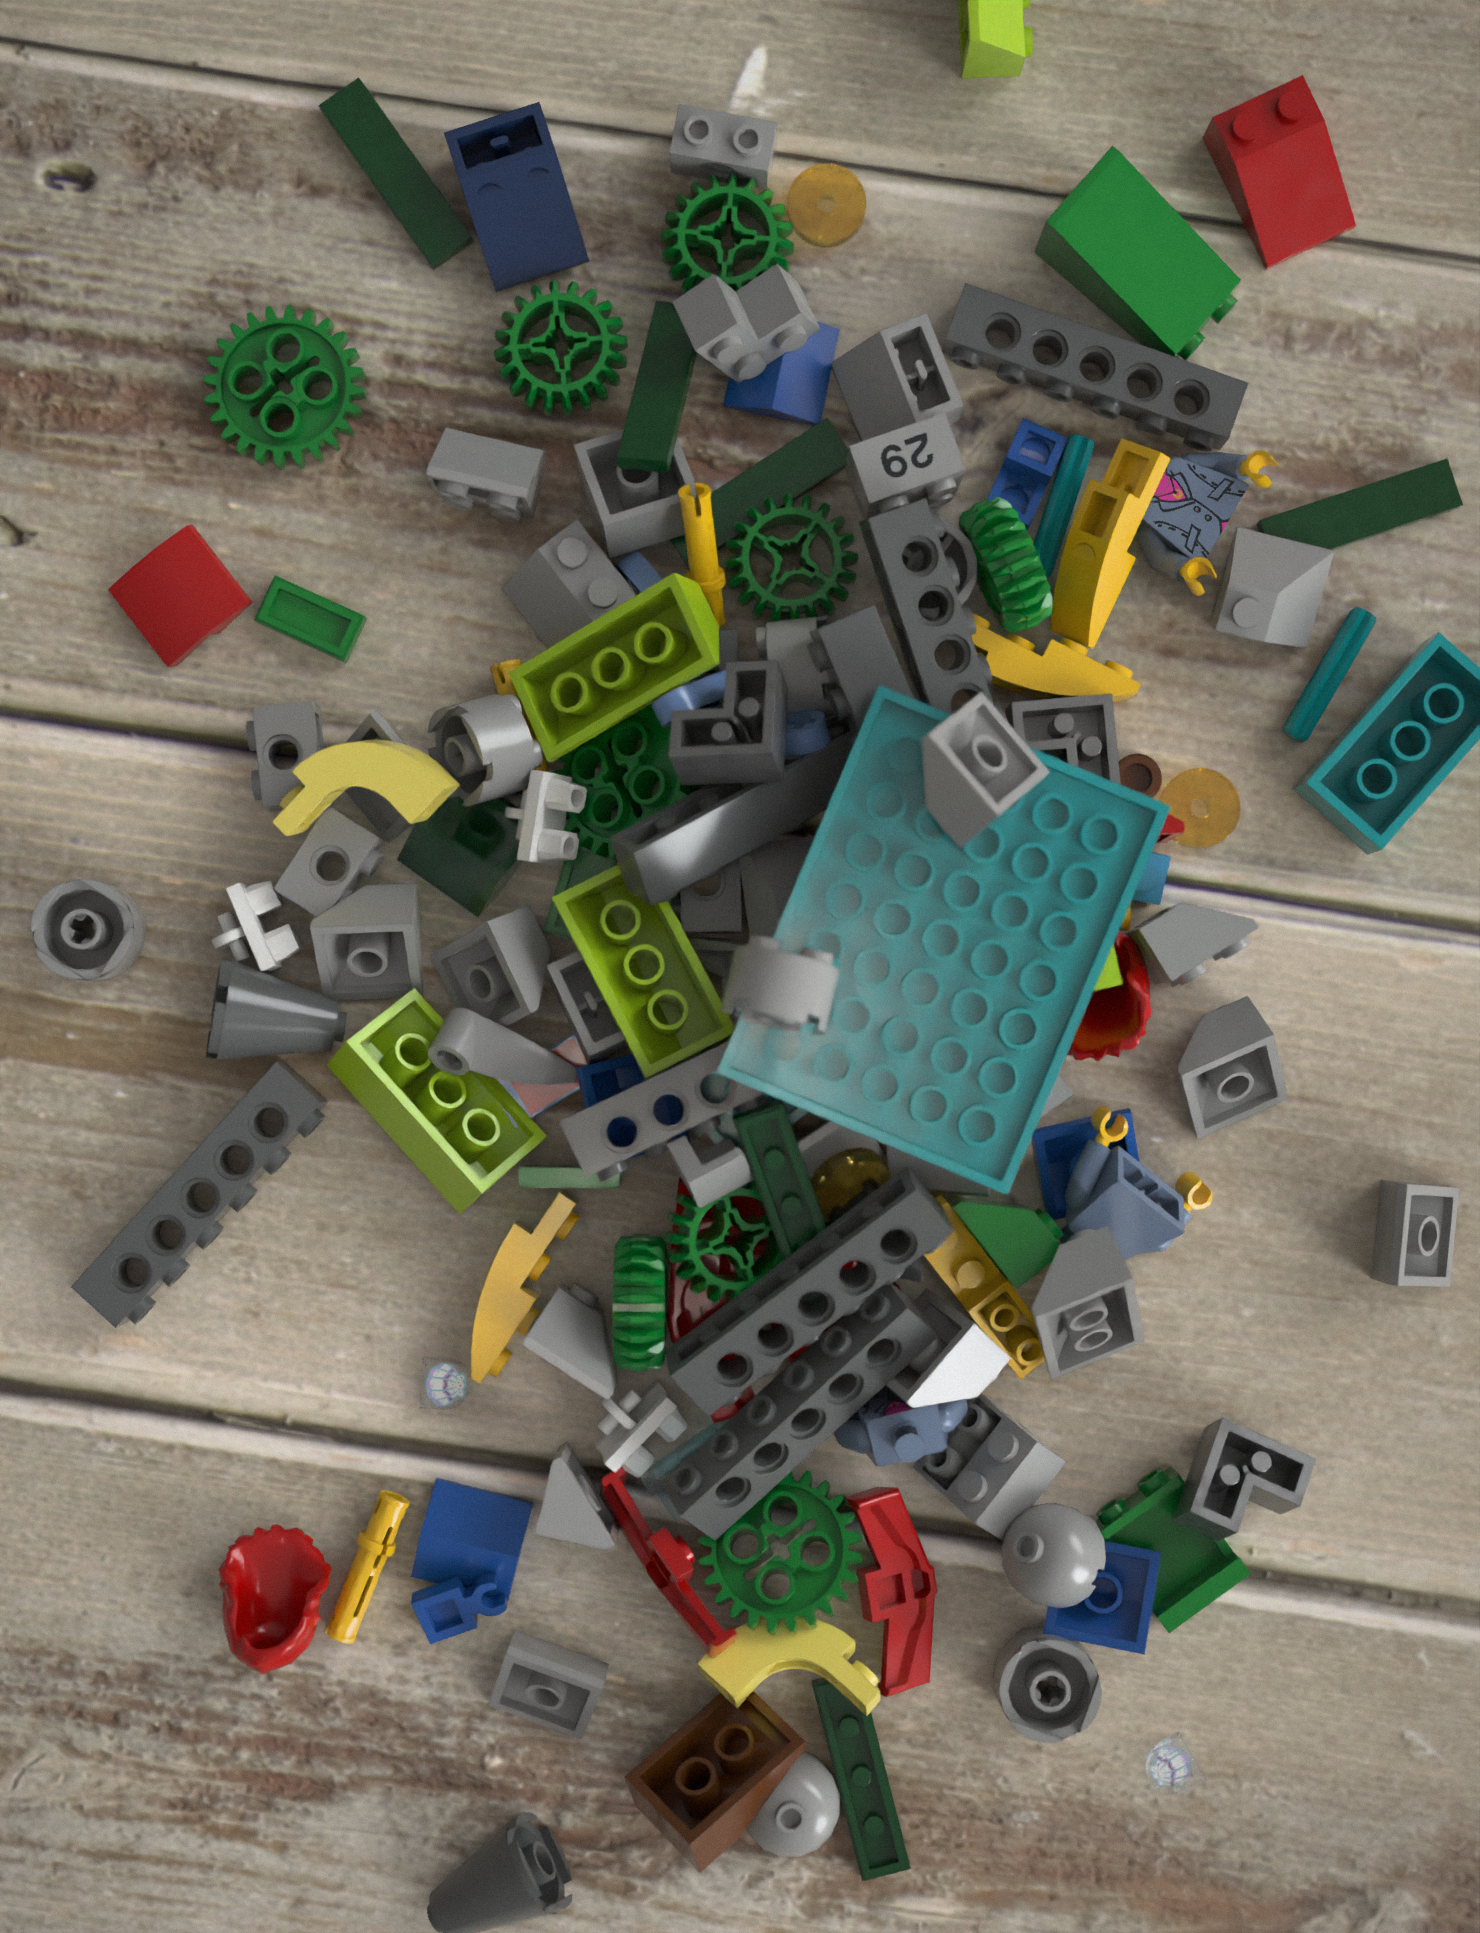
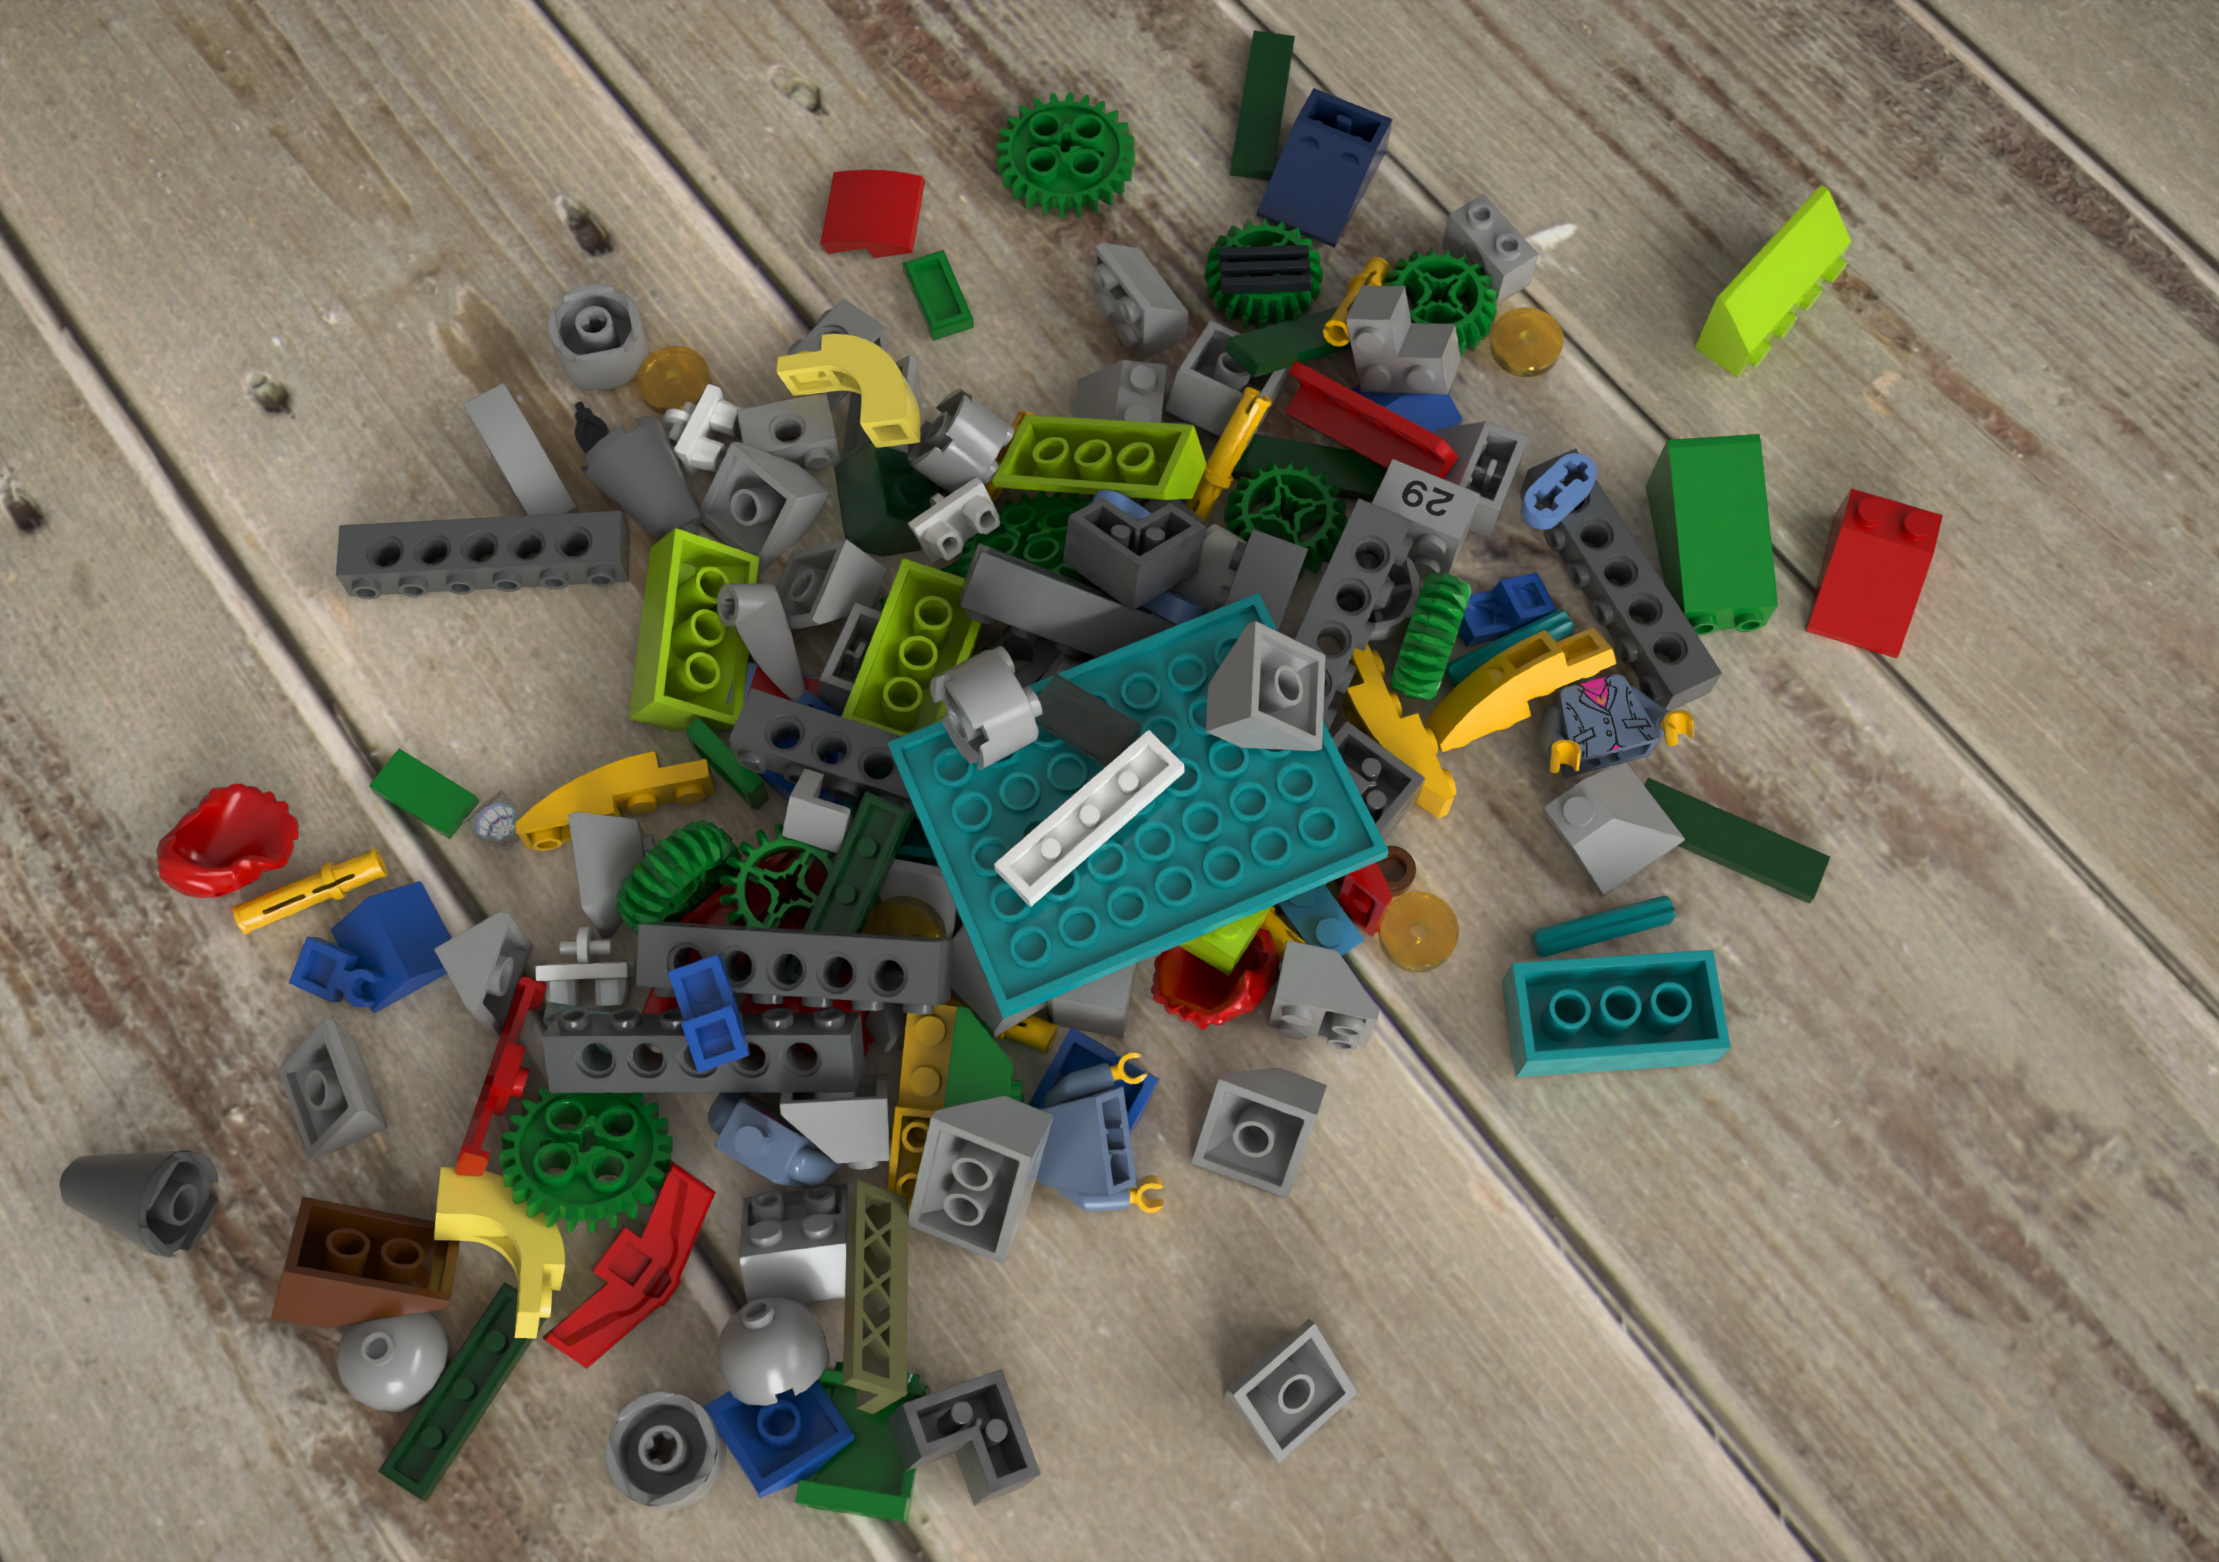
camera: 45 degrees right, 20 degrees down
(138, 1090) = (518, 453): none -> light grey slope
(159, 896) = (671, 364): none -> clear yellow piece
(166, 1011) = (588, 428): none -> black piece
(364, 1415) = (424, 793): none -> green tile
(556, 338) = (1264, 262): none -> black tile
(654, 269) = (1333, 331): none -> yellow pin
(788, 422) = (1365, 425): none -> red fence
(792, 1390) = (709, 1013): none -> blue slope
(853, 919) = (1085, 721): none -> clear smoke tile
(934, 993) = (1089, 818): none -> white plate
(1002, 340) = (1552, 485): none -> medium blue beam
(1091, 1452) = (876, 1296): none -> olive fence

